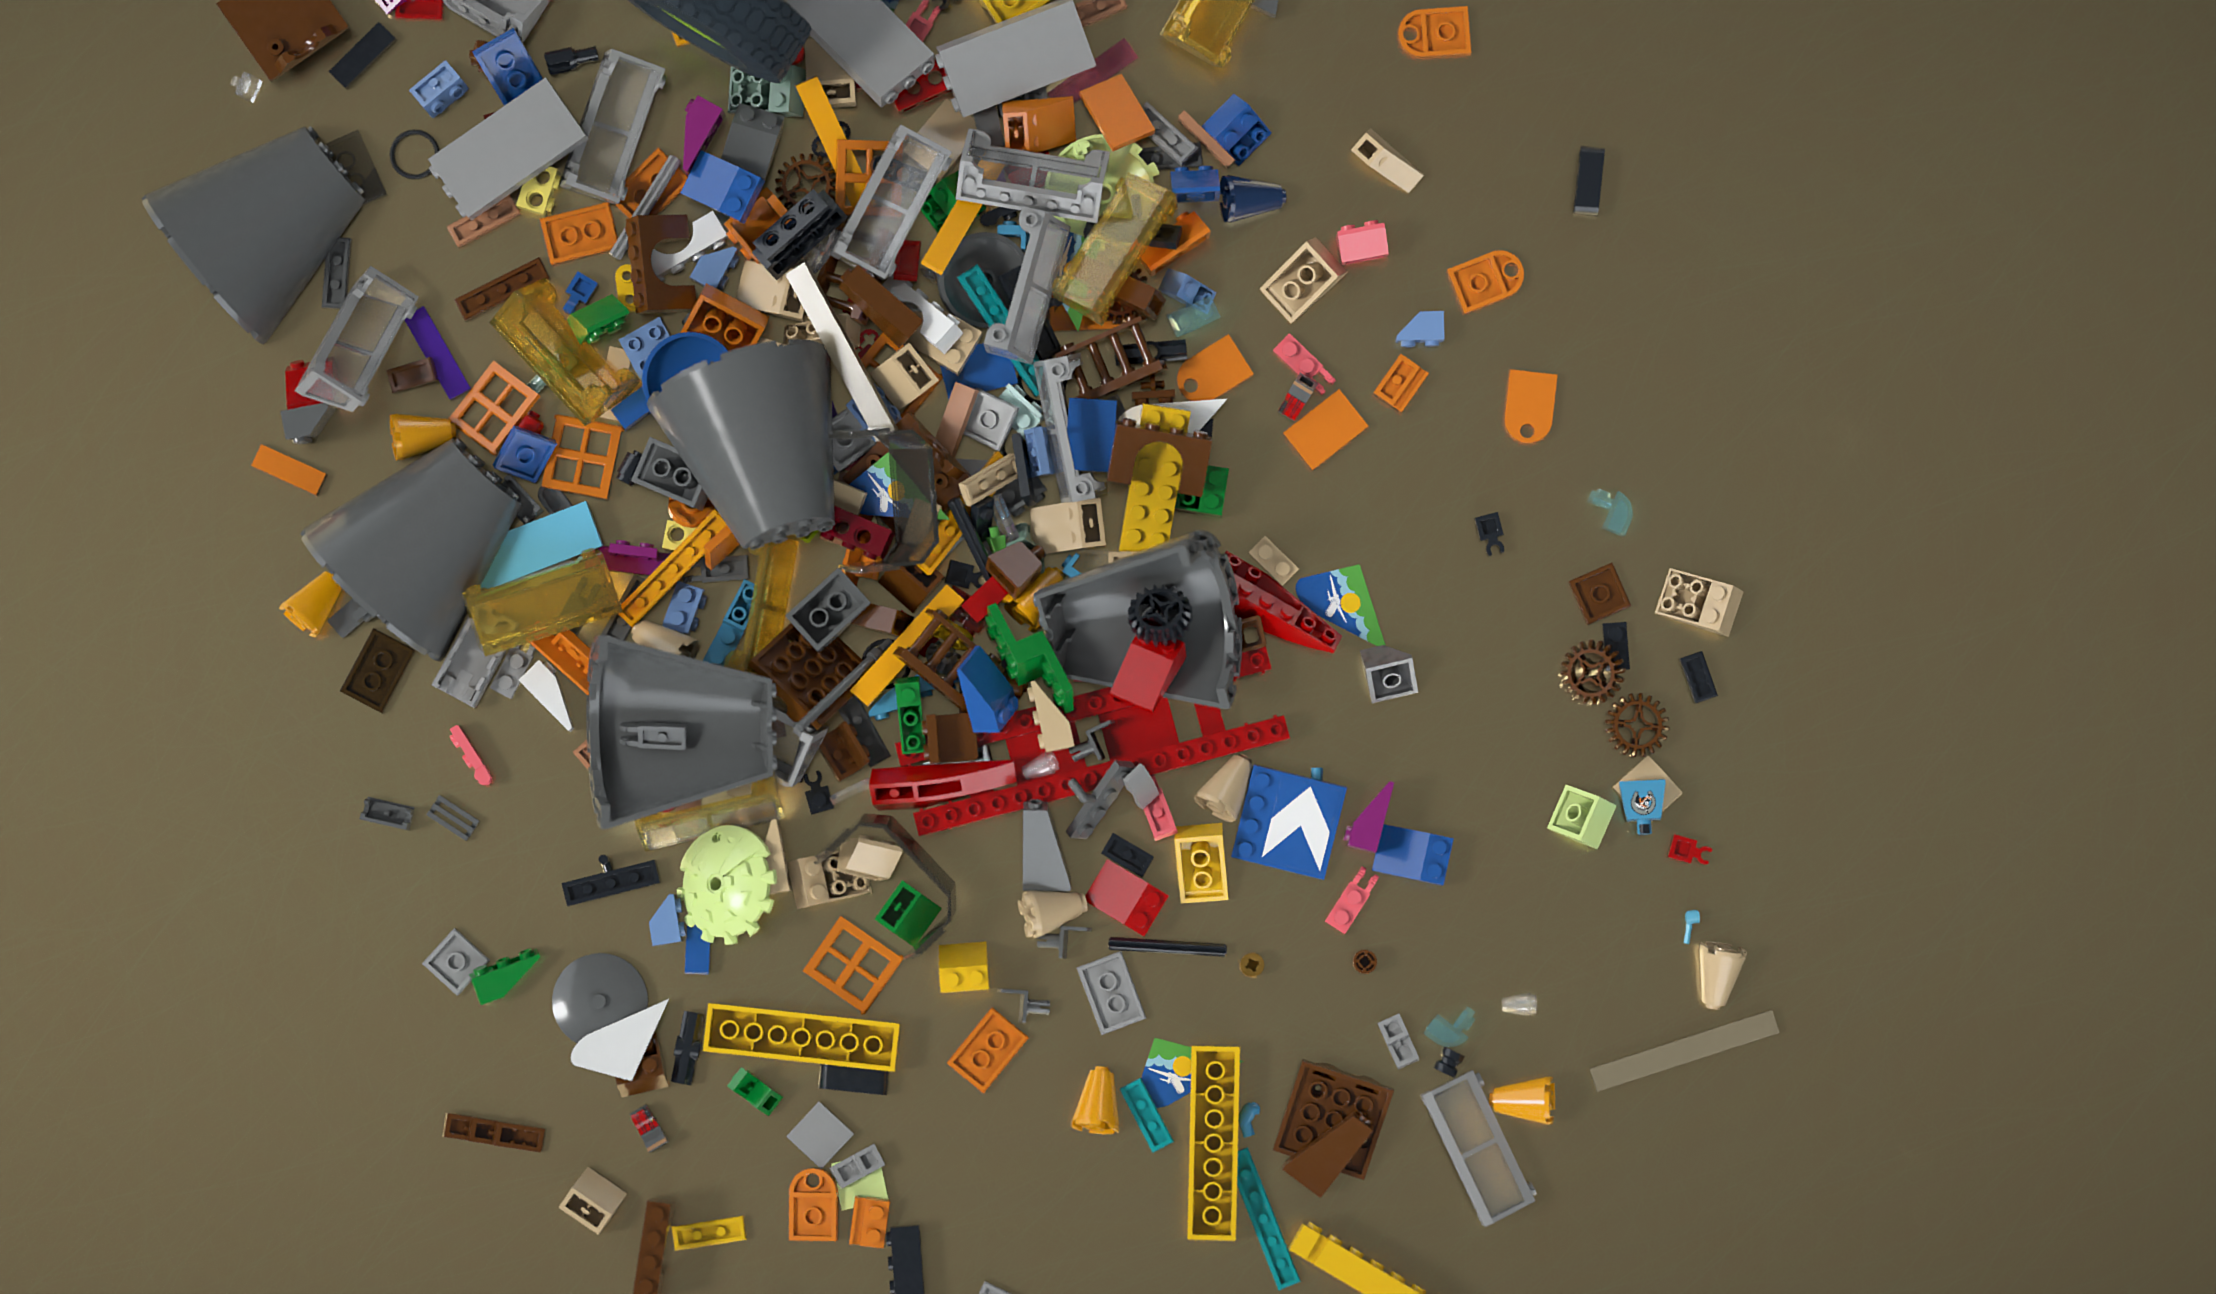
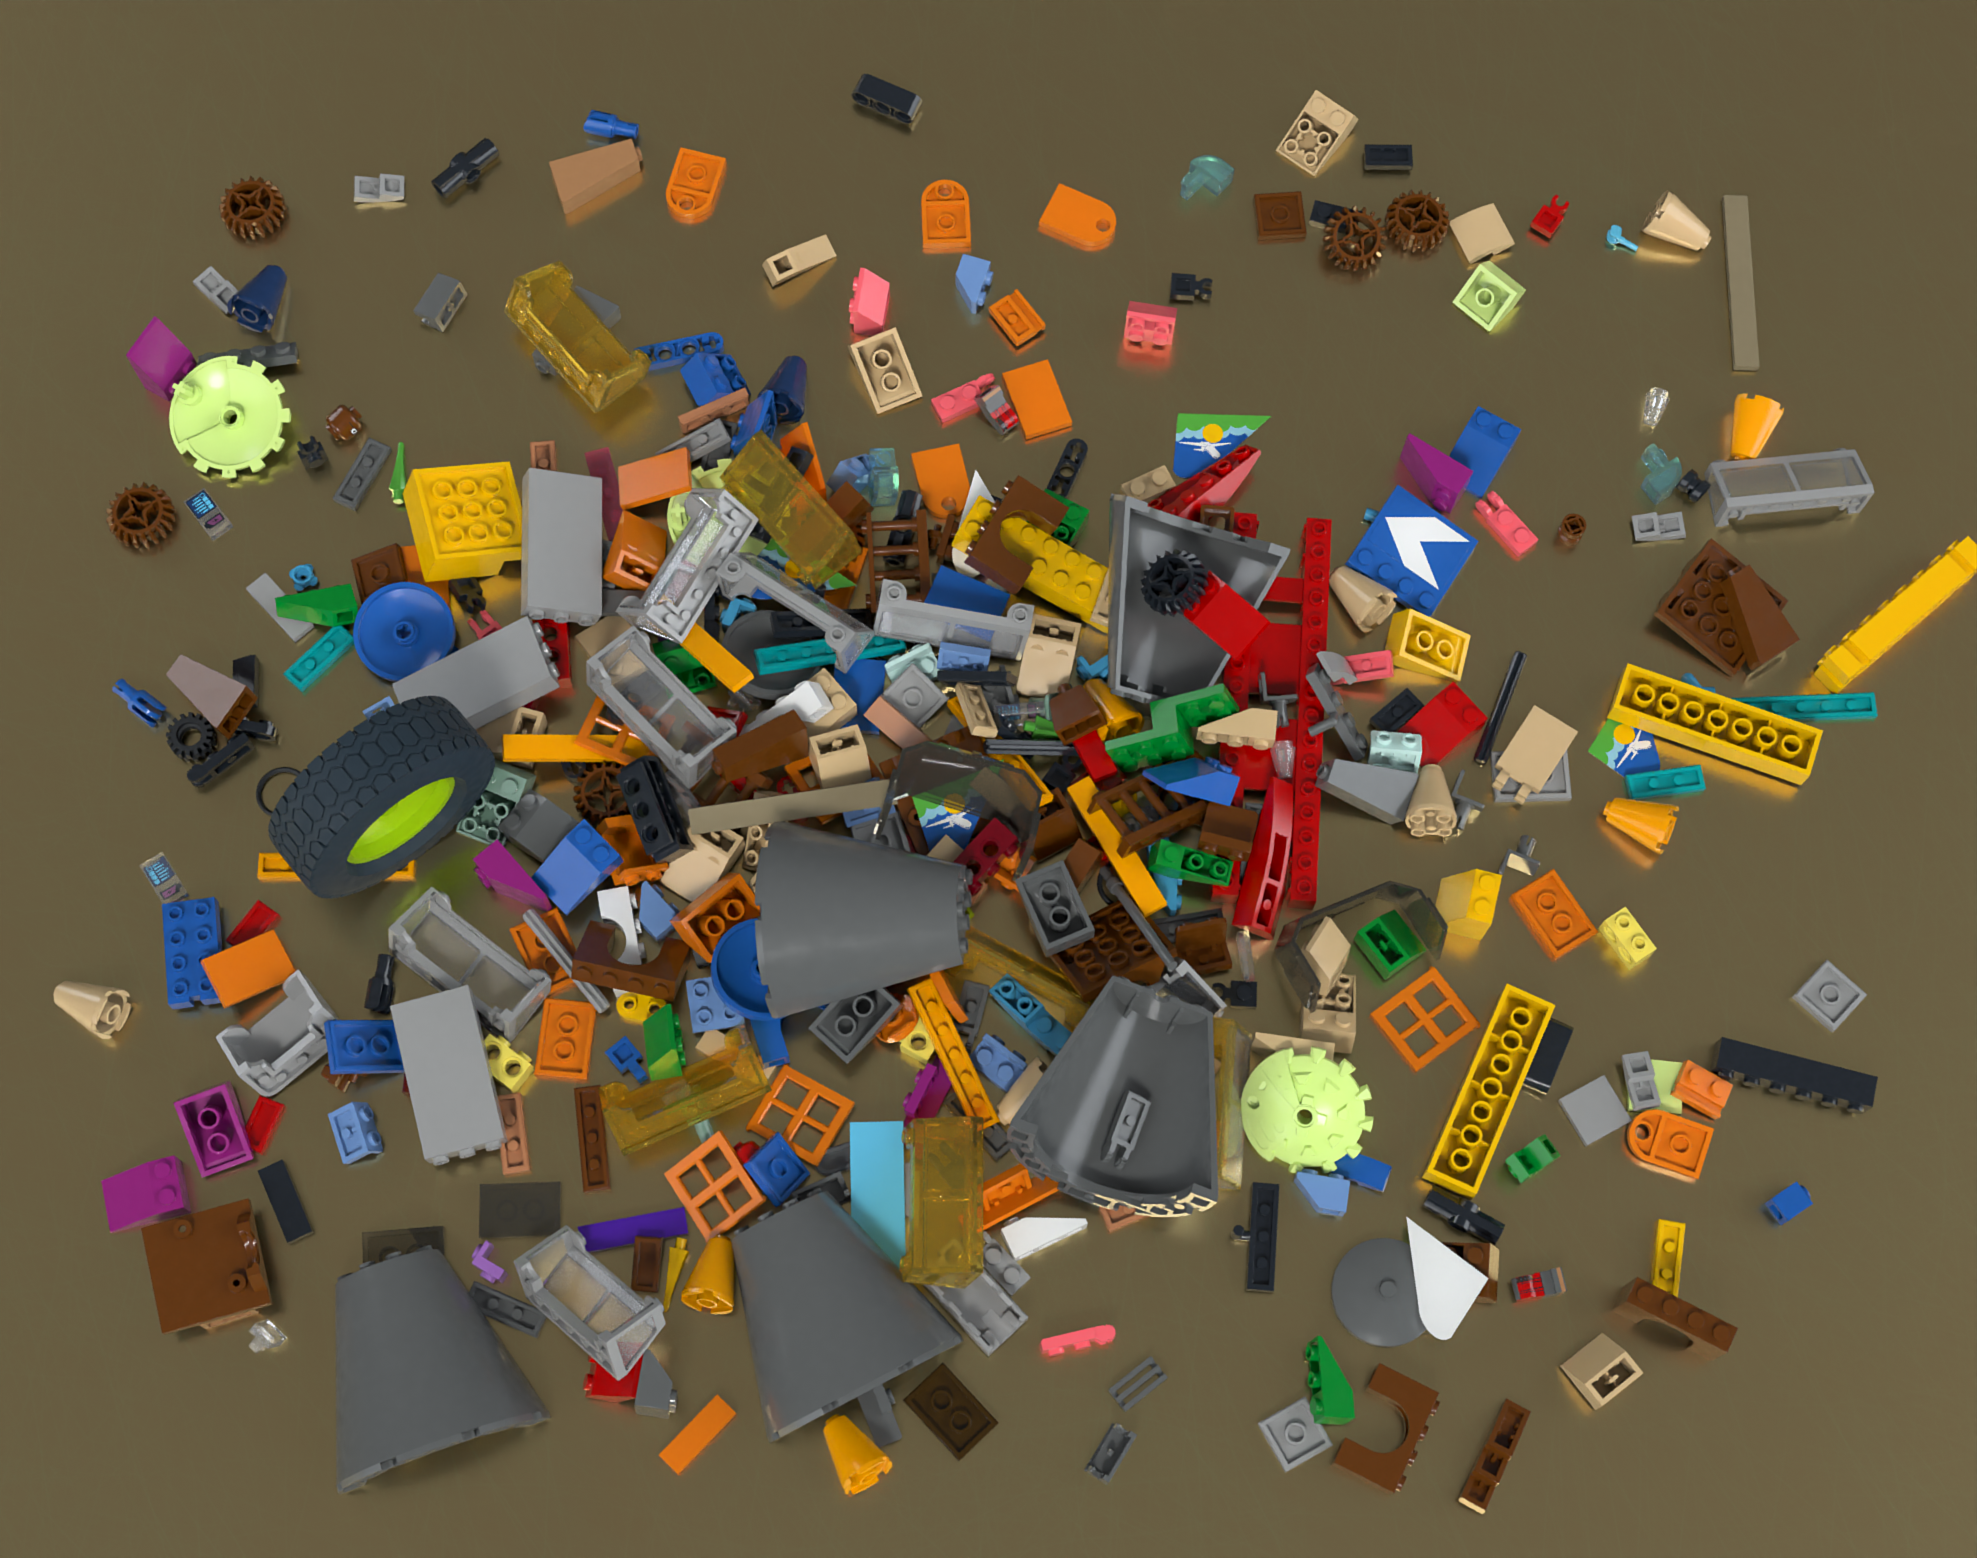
camera: 75 degrees left, 15 degrees down
(362, 247) = (489, 1270): none -> medium lavender bracket
(392, 151) = (416, 1207): black tyre -> none
(422, 252) = (519, 1210): none -> clear smoke tile
(423, 398) = (676, 1261): none -> yellow piece
(450, 1044) = (1415, 1405): none -> reddish brown arch
(628, 467) = (831, 1066): black brick -> none
(983, 1119) = (1627, 938): none -> light yellow brick
(1088, 863) = (1395, 750): none -> light aqua bracket
(1130, 988) = (1534, 752): none -> tan tile
(1253, 84) = (676, 346): none -> blue beam
(1253, 966) = (1539, 638): pearl gold wheel -> none
(1279, 488) = (1064, 461): none -> black beam
(1388, 673) = (1294, 417): flat silver slope -> none
(1438, 508) = (1150, 323): none -> coral slope
(1642, 802) = (1495, 233): dark azure torso -> none

